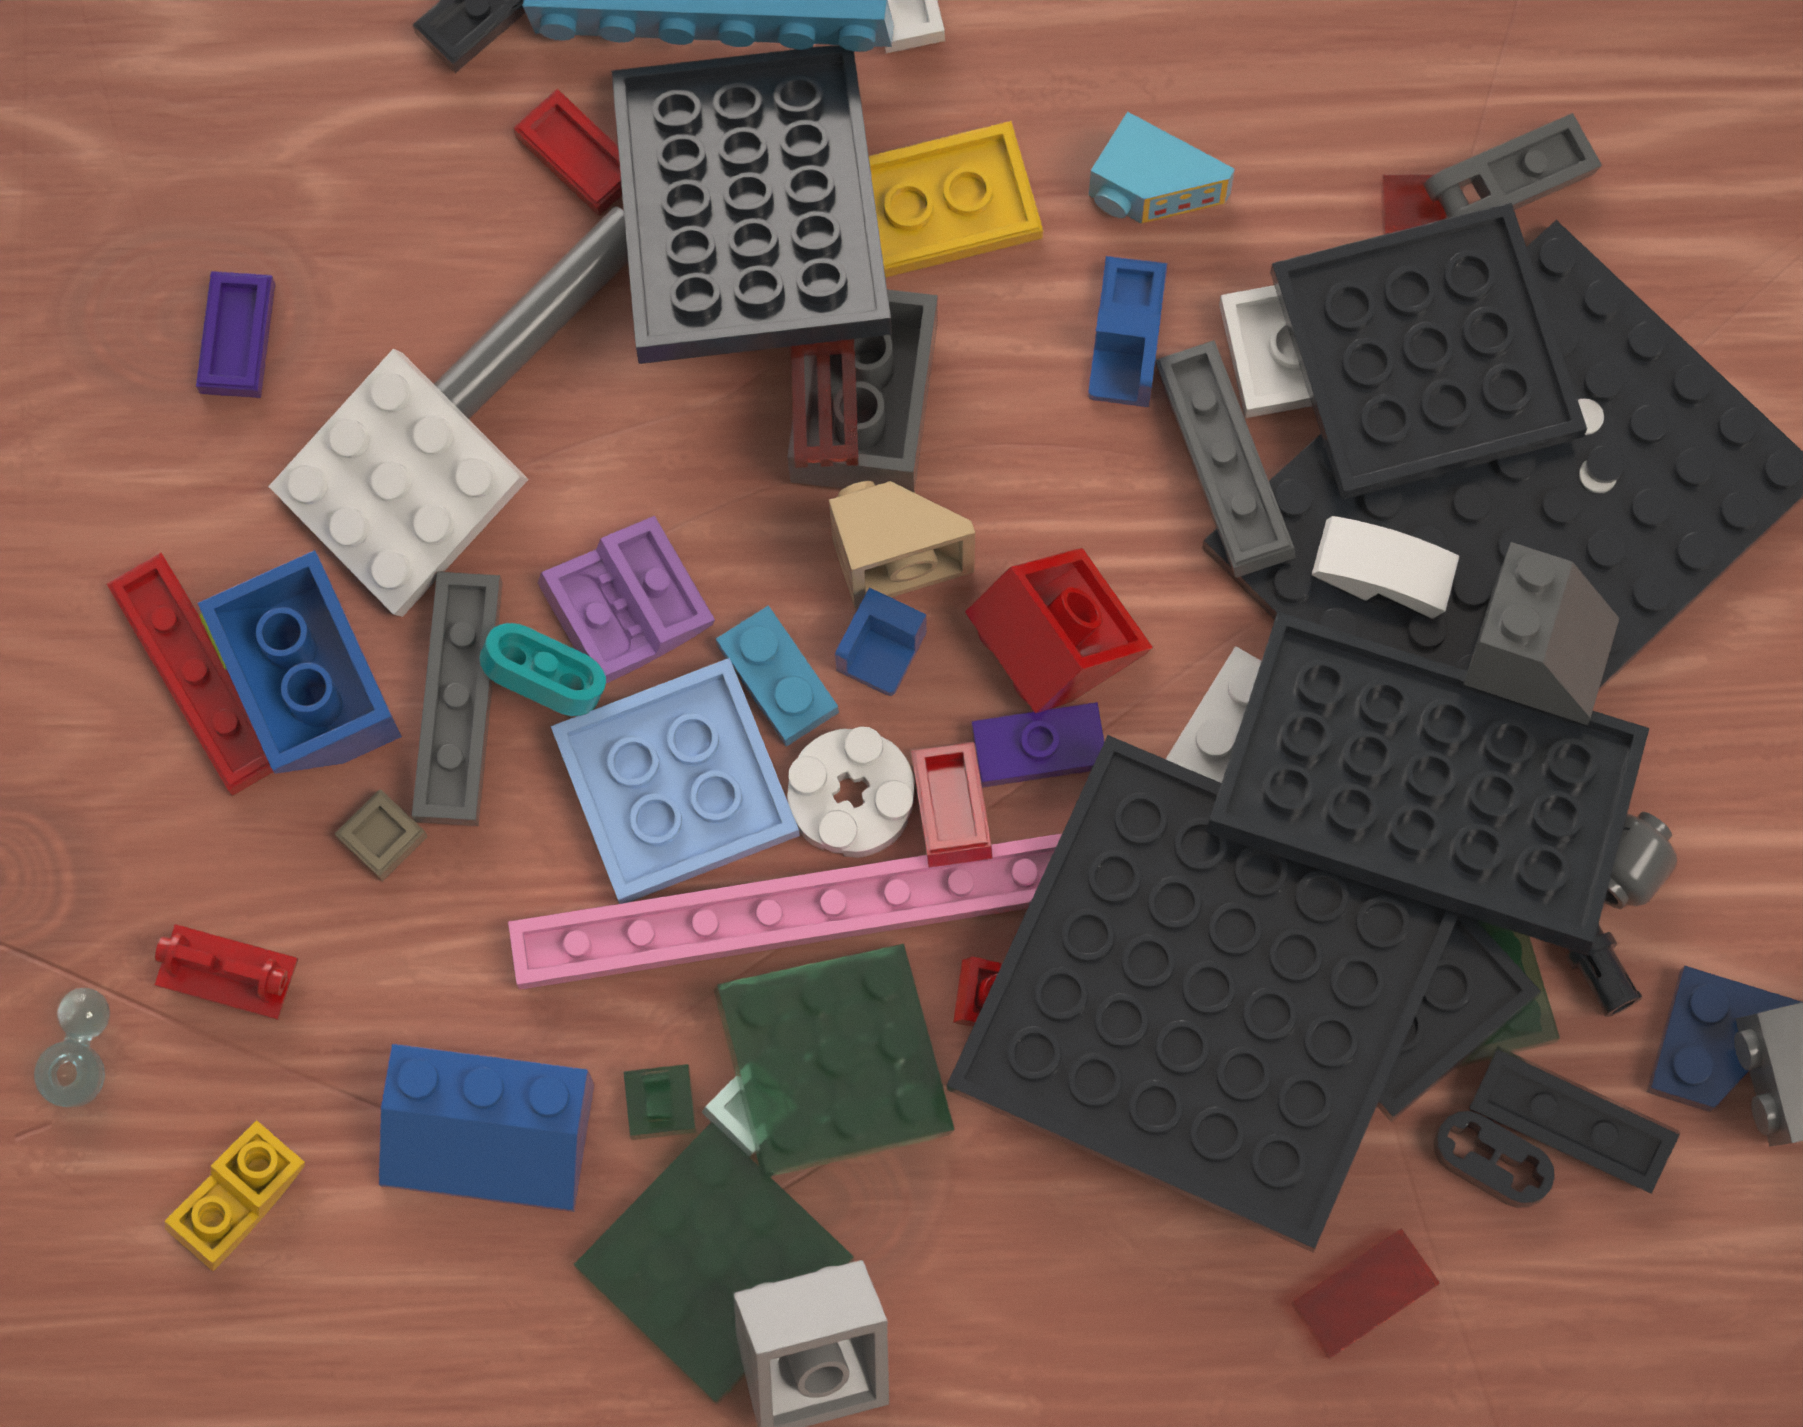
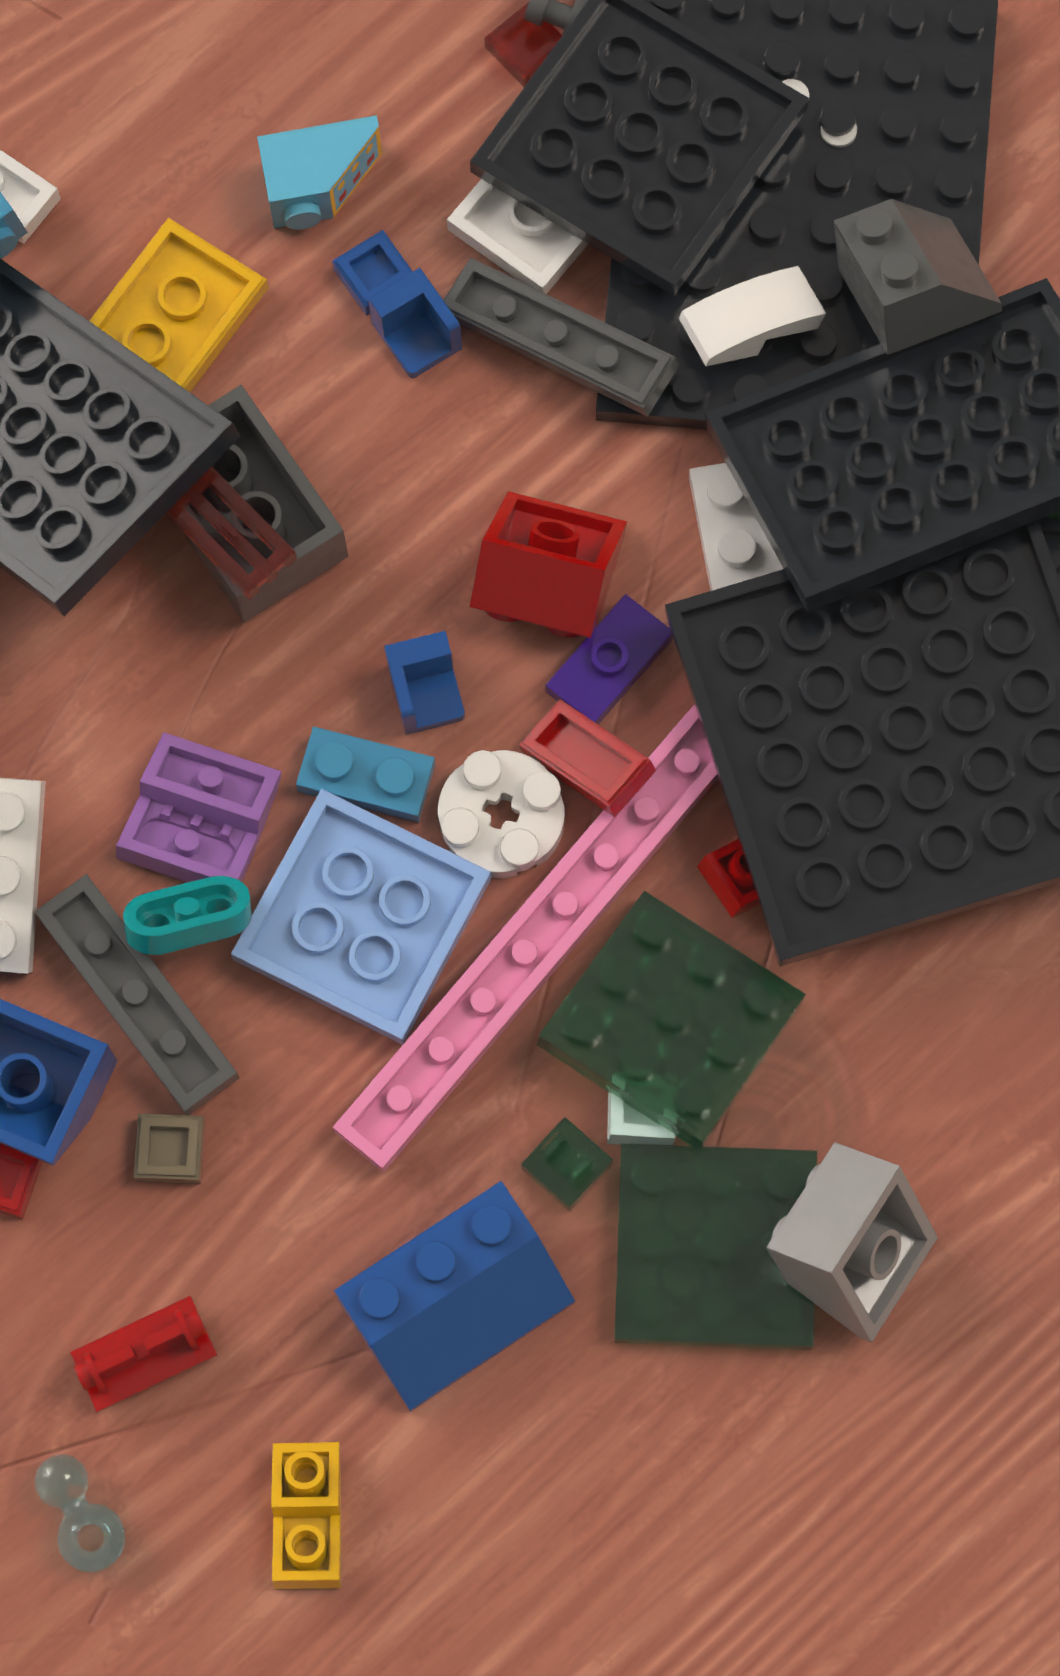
camera: 40 degrees left, 0 degrees up
(897, 540) = (372, 594): tan slope -> none

